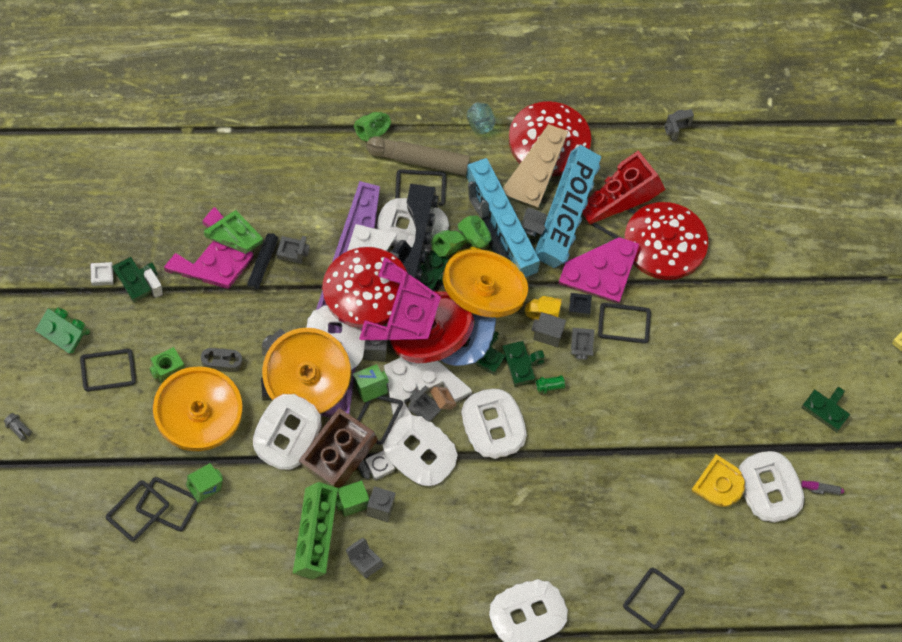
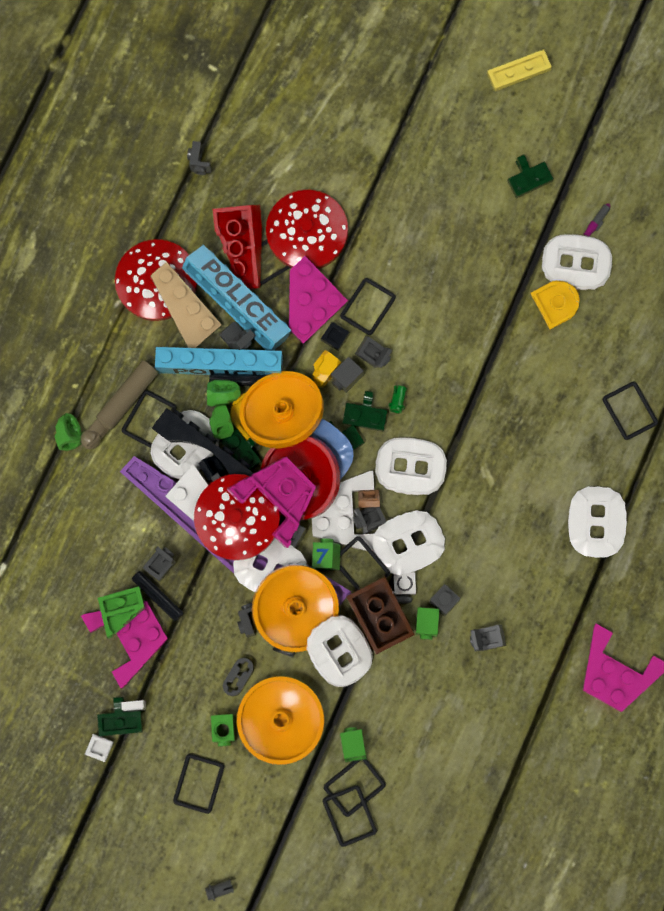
camera: 50 degrees left, 15 degrees up
(62, 329) = (140, 808): green bracket -> none
(315, 530) = (444, 669): bright green brick -> none
(481, 118) = (108, 331): clear light blue head -> none
(481, 208) = (204, 375): dark grey piece -> none

